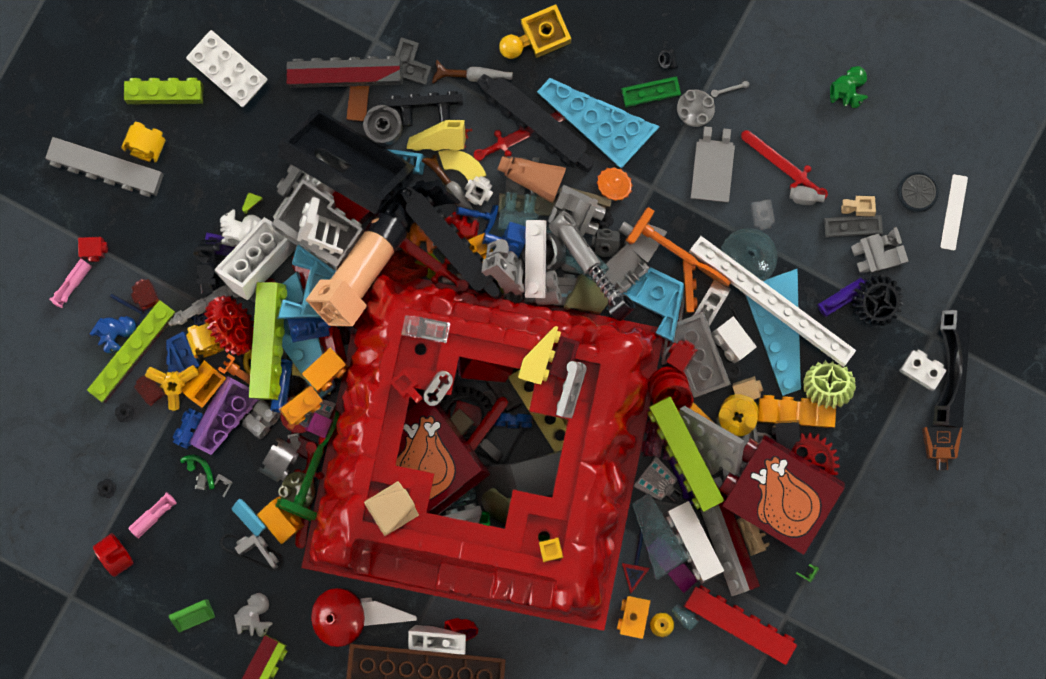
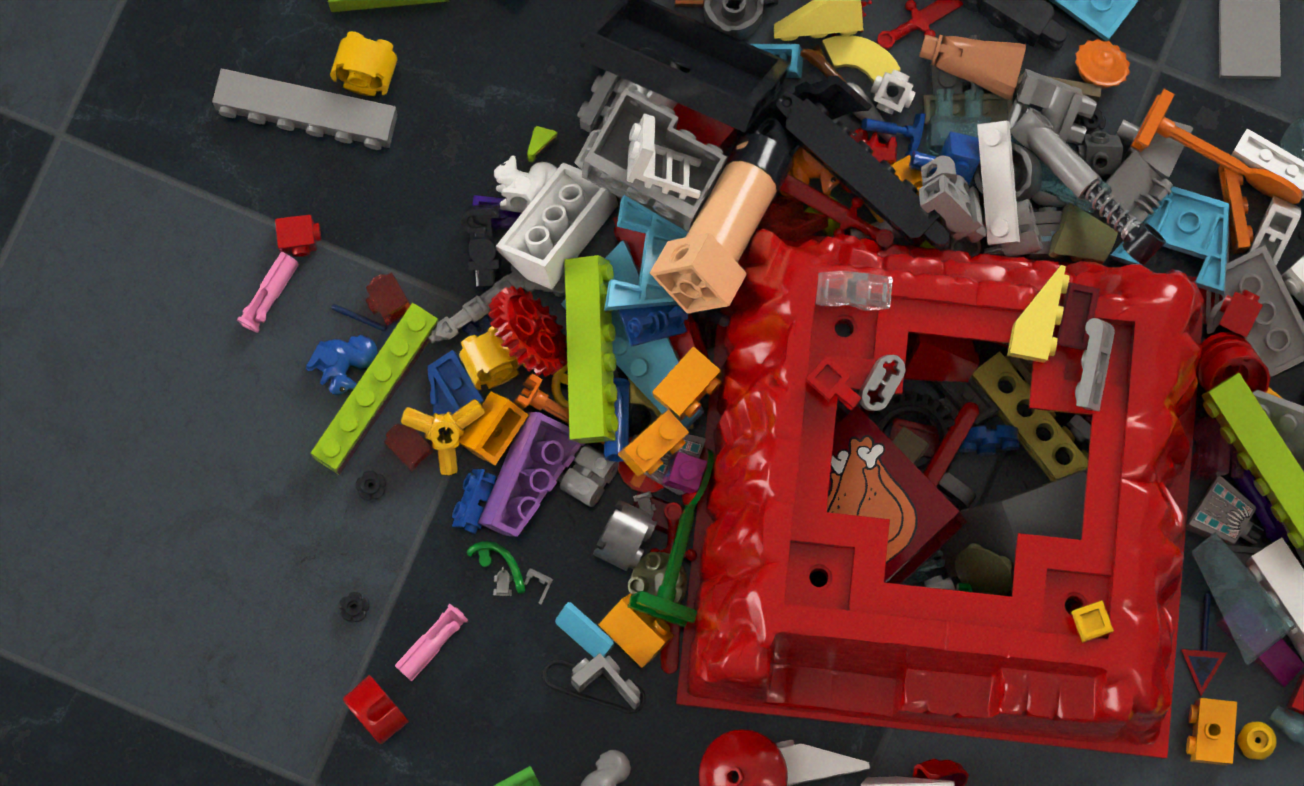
camera: 10 degrees left, 5 degrees down
(391, 508) = (831, 577): tan piece -> none

